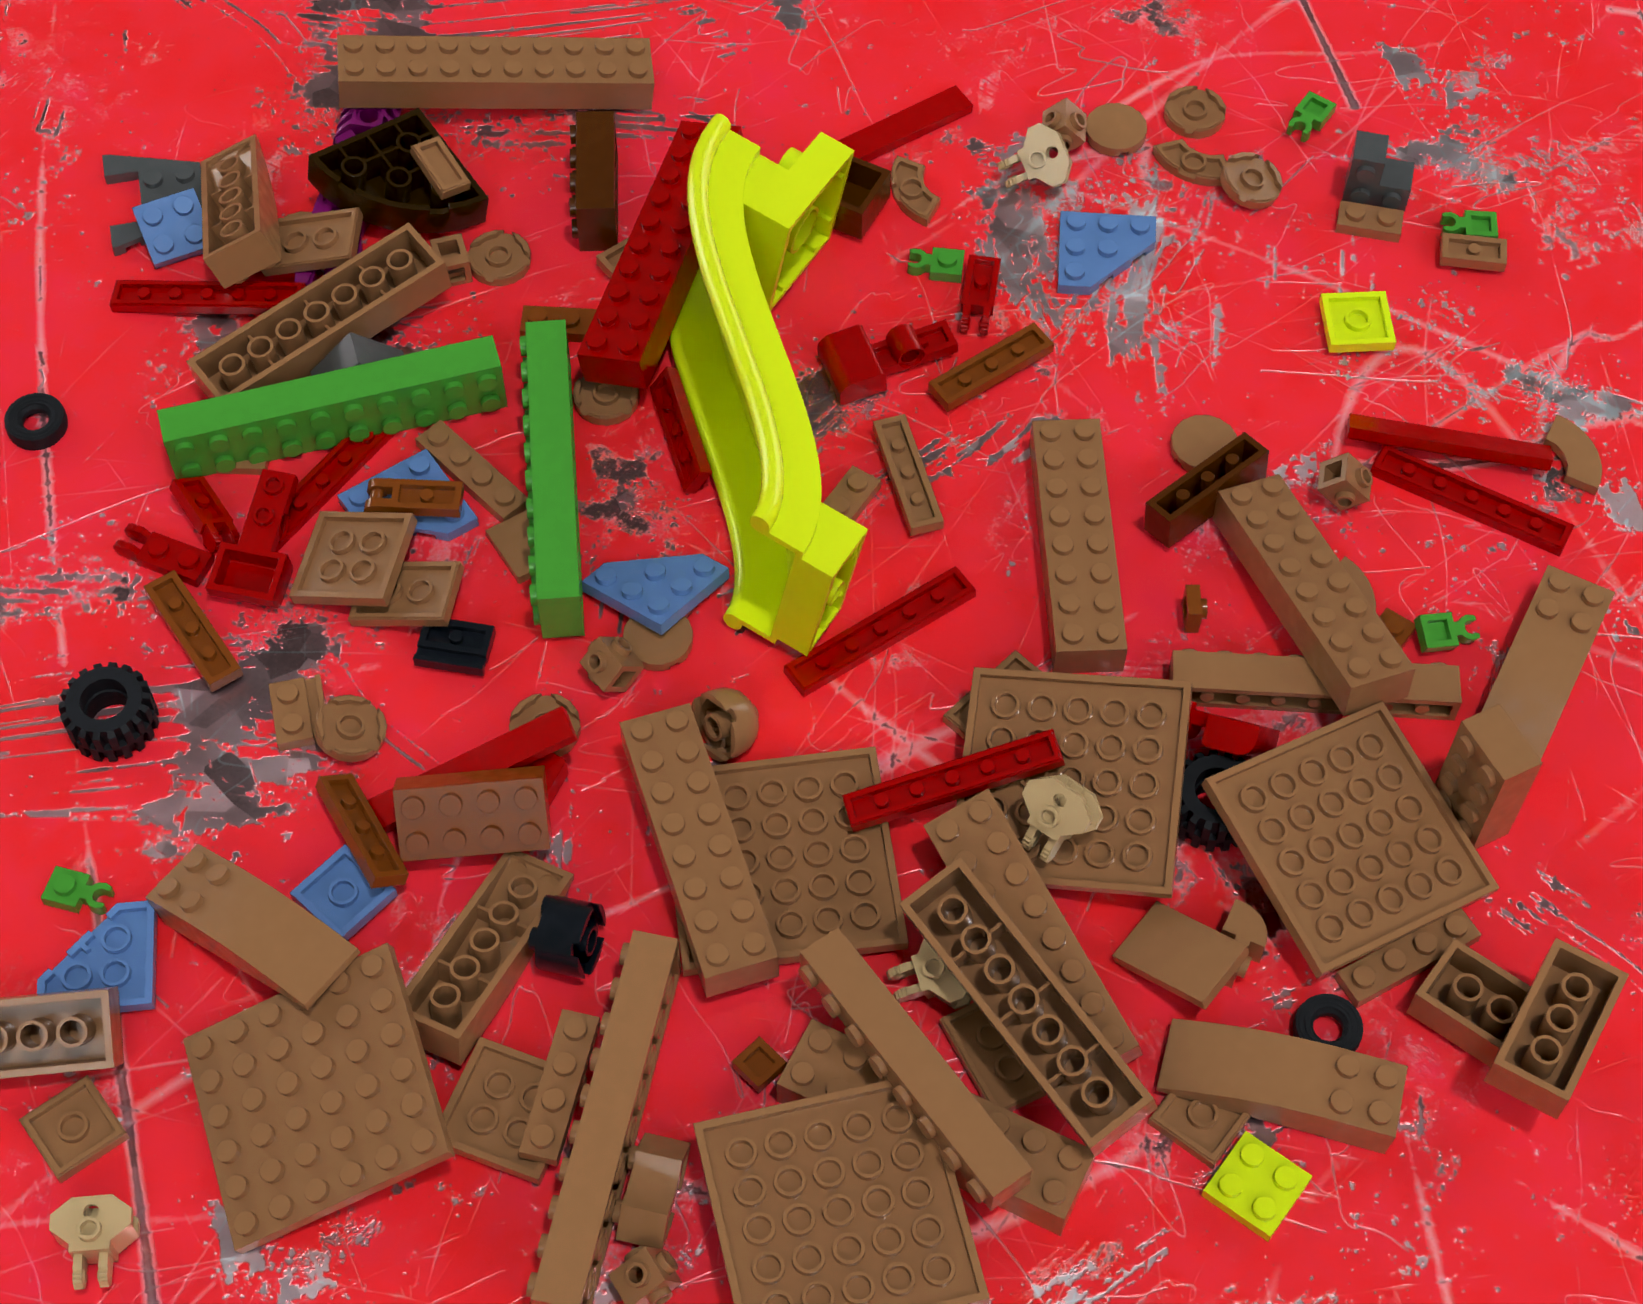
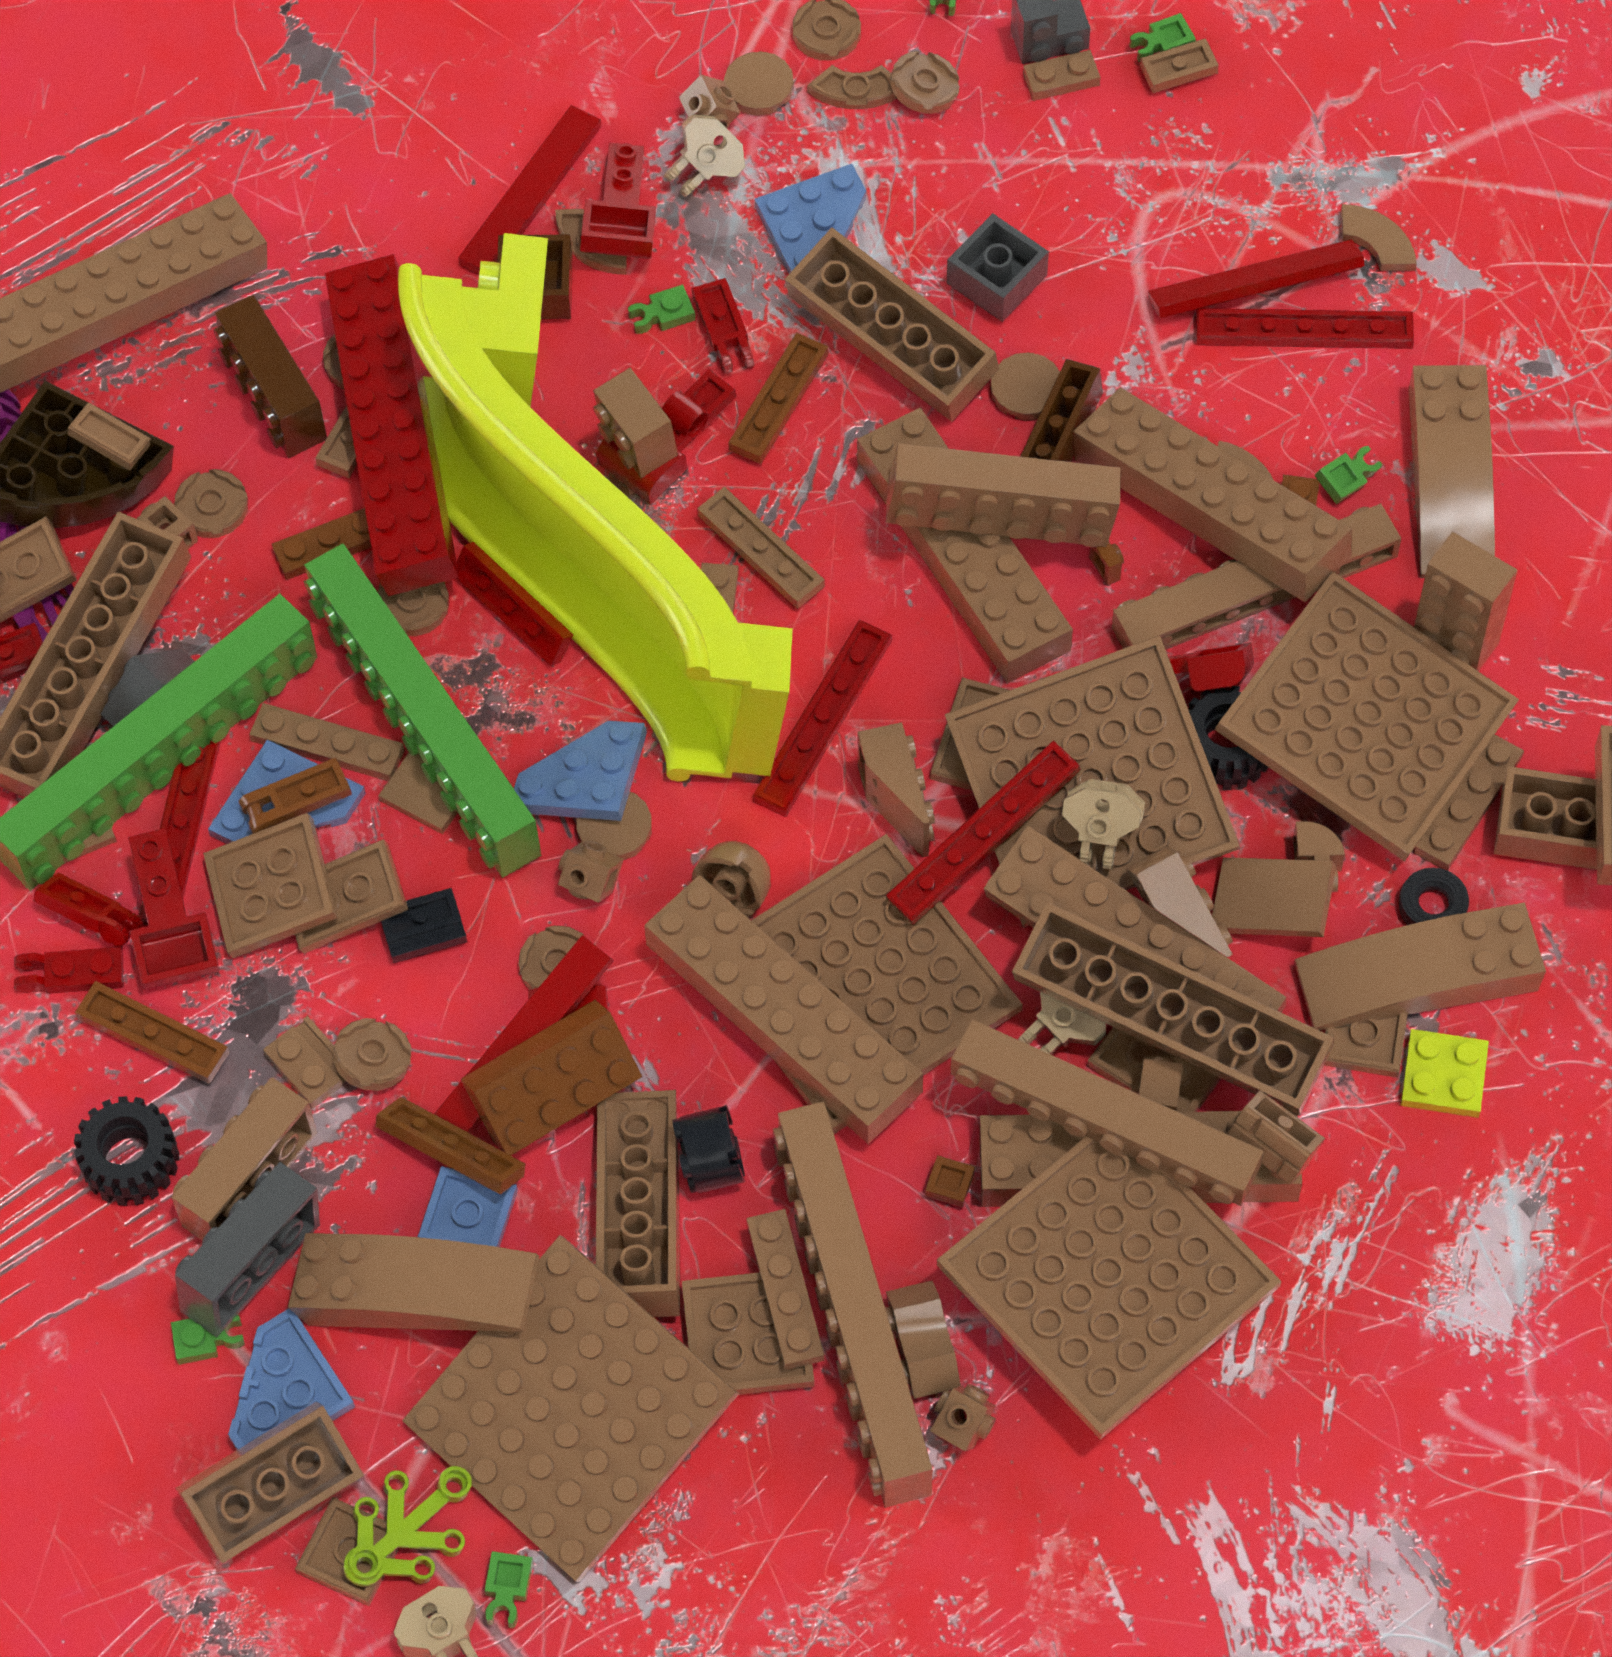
camera: 25 degrees left, 5 degrees up
(121, 1132) = (403, 1531): none -> lime plant
(142, 833) = (247, 1248): none -> dark grey brick
(178, 1221) = (507, 1581): none -> bright green plate
(188, 765) = (267, 1132): none -> medium nougat brick
(851, 328) = (634, 423): none -> medium nougat brick
(904, 702) = (895, 784): none -> medium nougat slope
(945, 181) = (619, 222): none -> red plate
(986, 1069) = (1161, 1081): none -> medium nougat brick
(1057, 1164) = (1281, 1135): none -> medium nougat brick
(1084, 906) = (1168, 887): none -> medium nougat slope
(1114, 347) = (892, 324): none -> medium nougat brick
(1122, 510) = (1002, 495): none -> medium nougat brick
(1229, 340) = (997, 267): none -> dark grey brick
(1344, 481) = (1182, 365): medium nougat brick -> none
(1357, 321) = (1106, 190): neon yellow plate -> none

